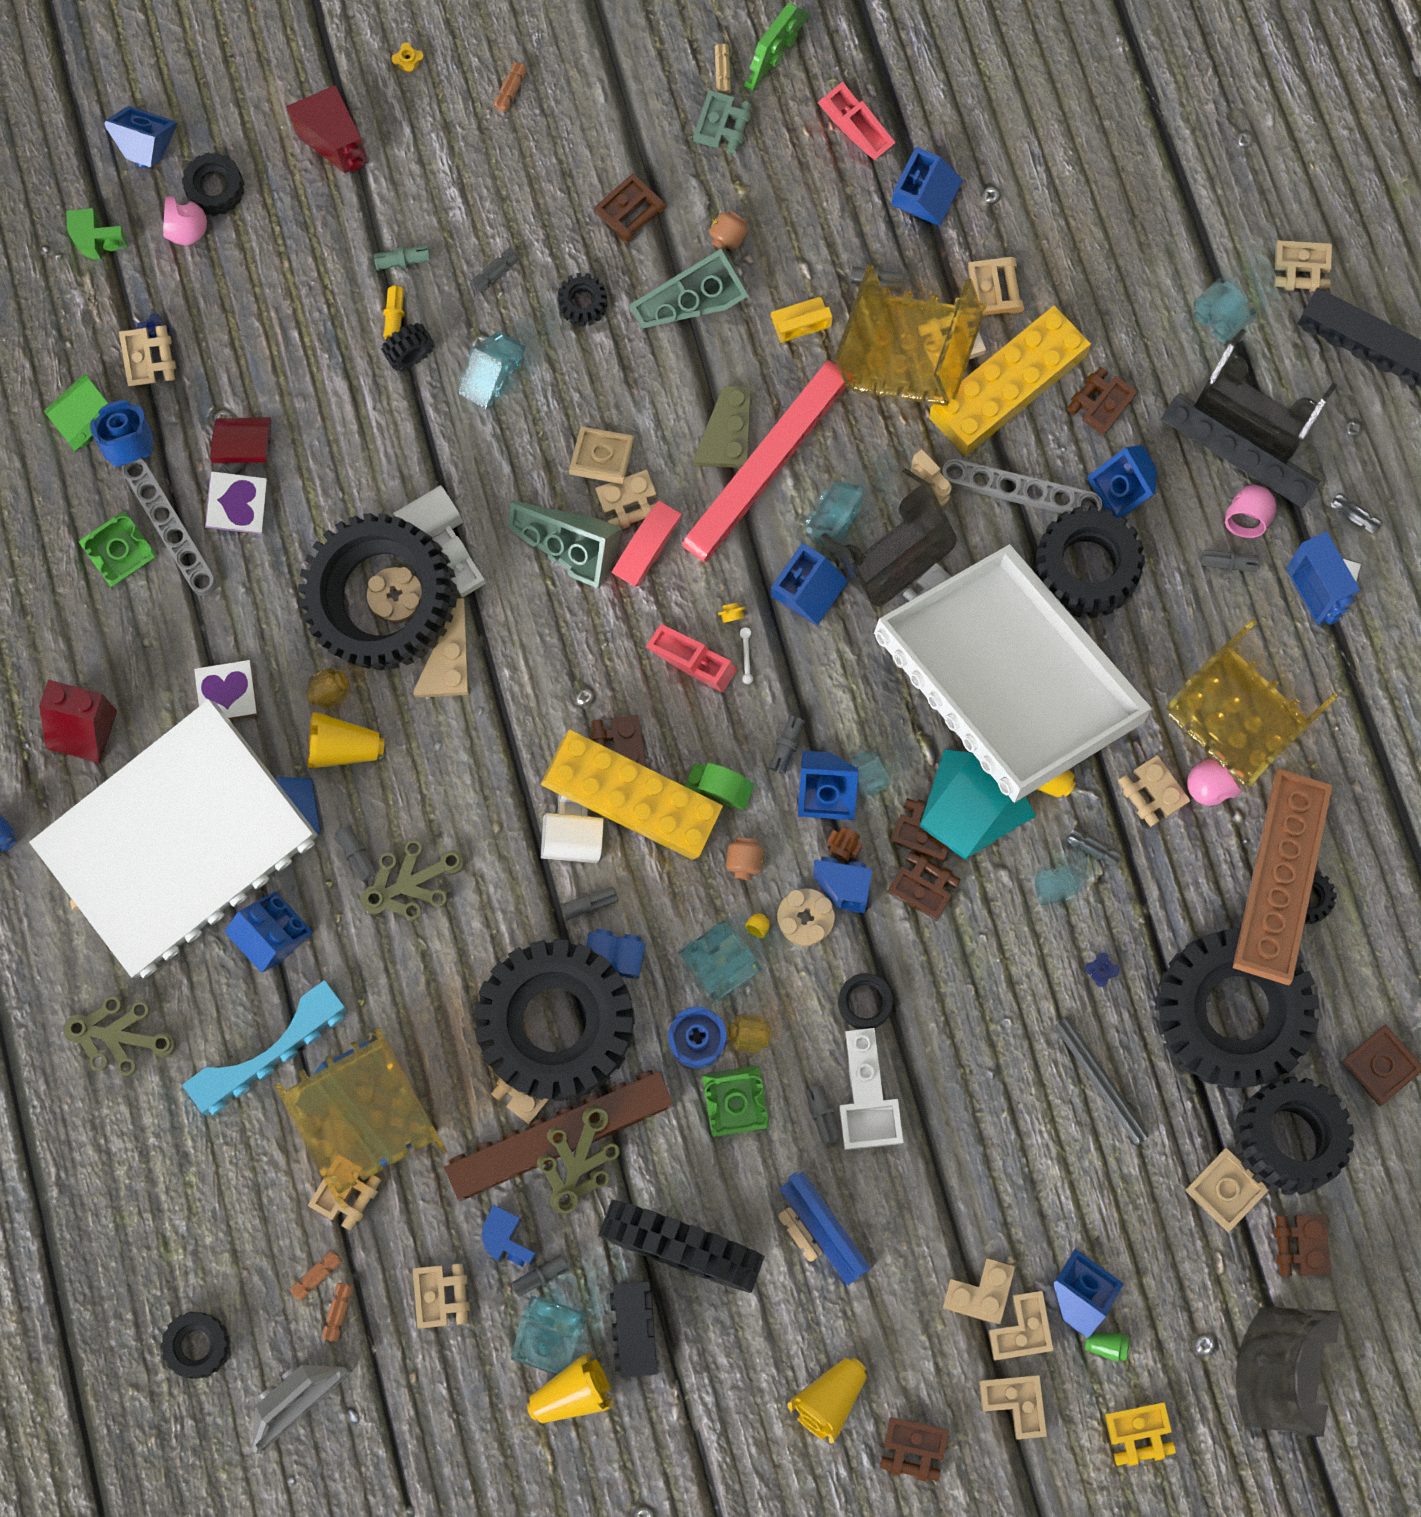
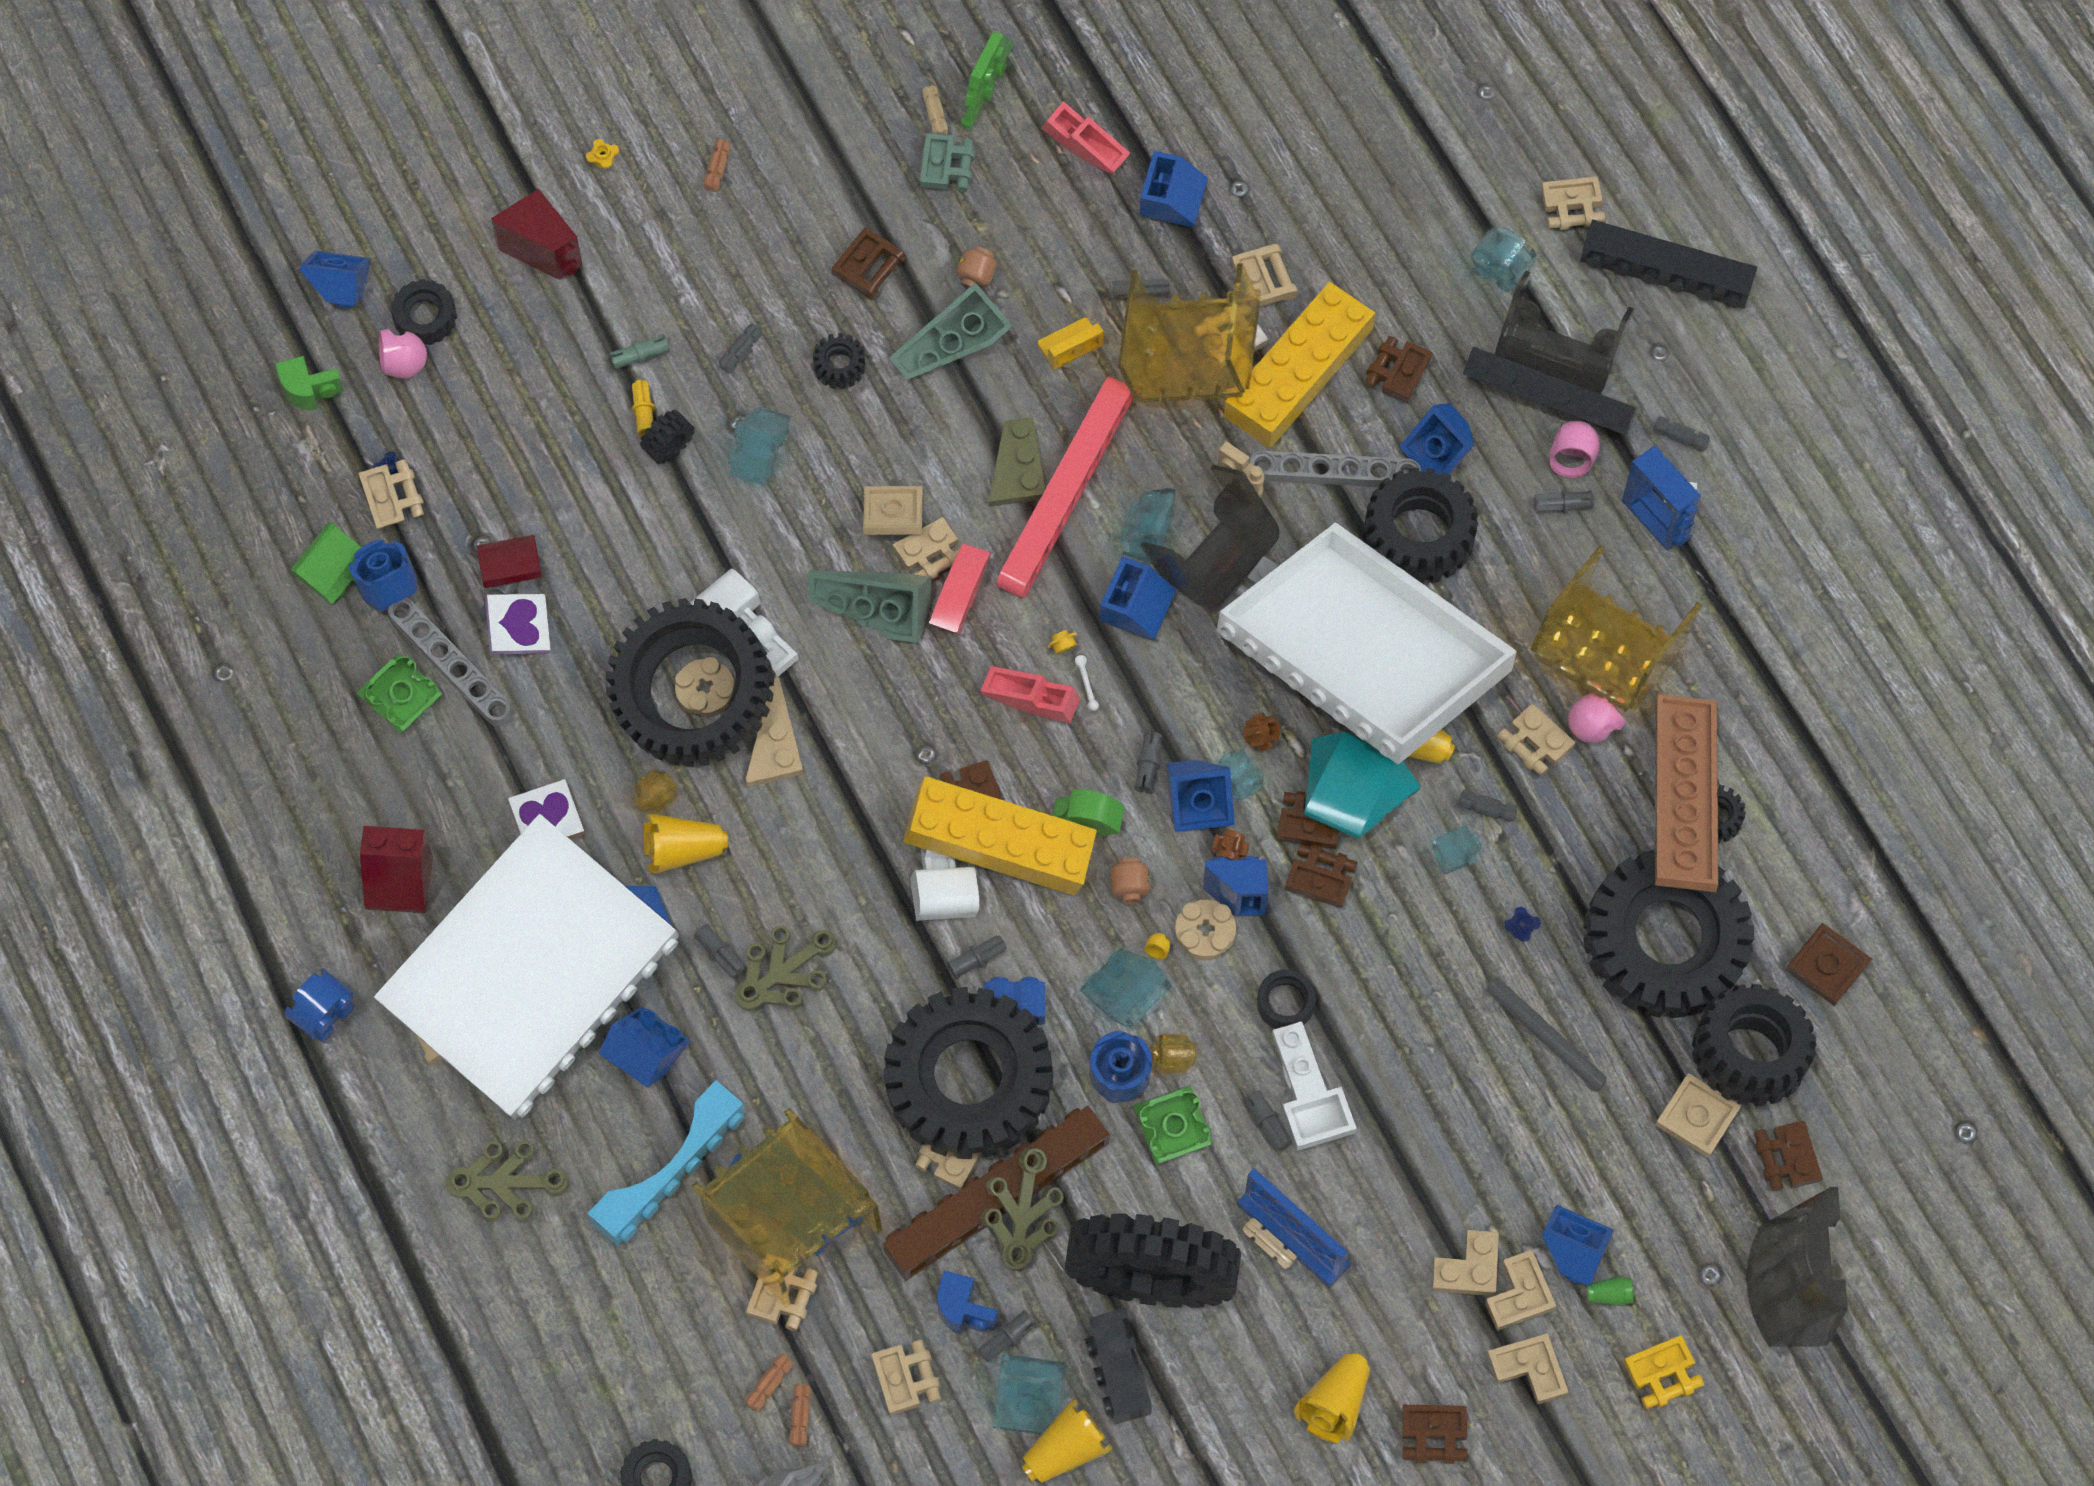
camera: 15 degrees left, 10 degrees down
(897, 735) = (1261, 731): none -> dark orange gear

